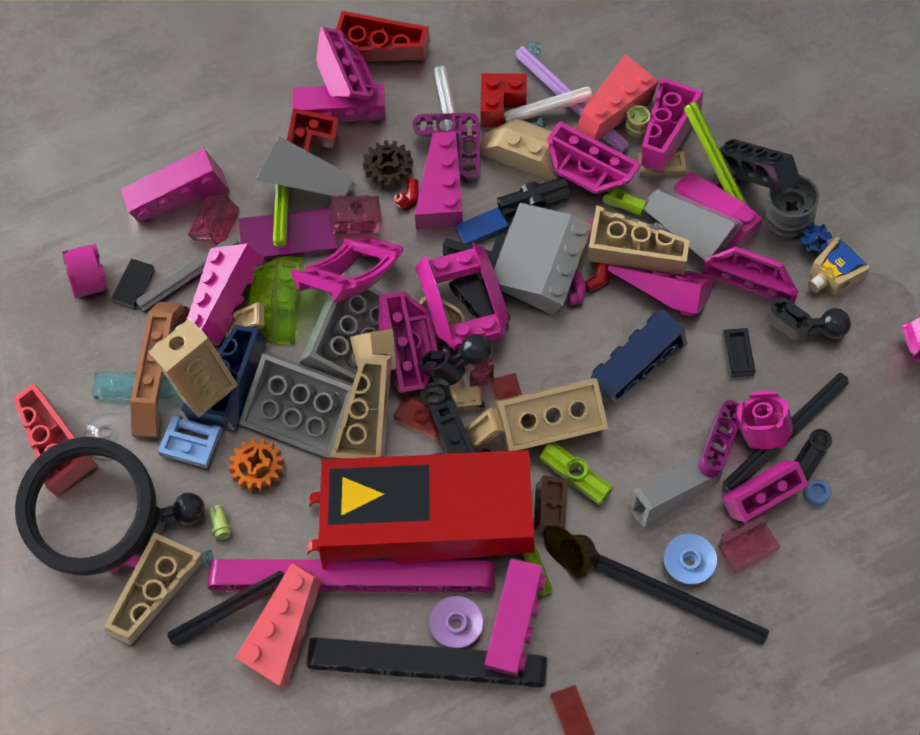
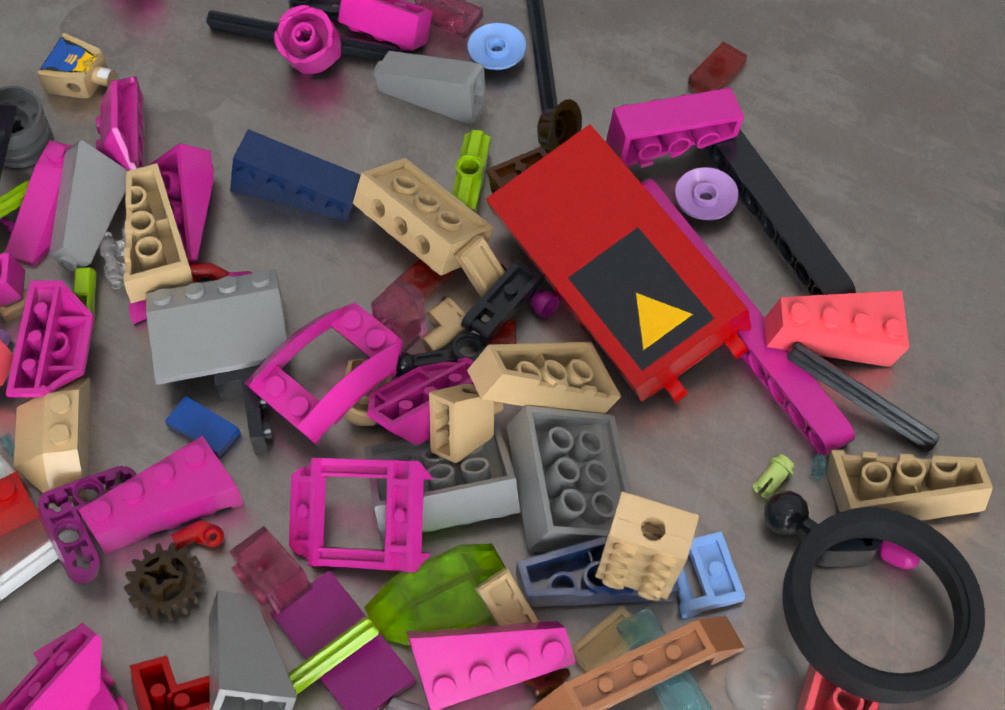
camera: 120 degrees left, 5 degrees down
(263, 473) = (682, 474): orange gear -> none
(450, 369) = (408, 285): black beam -> none
(473, 295) = (319, 362): black beam -> none
(535, 195) = (129, 389): black piece -> none
(723, 439) = (351, 69): magenta beam -> none
(738, 352) = (230, 112): black tile -> none
(812, 232) = (49, 95): blue gear -> none
(833, 323) = (167, 70): black beam -> none

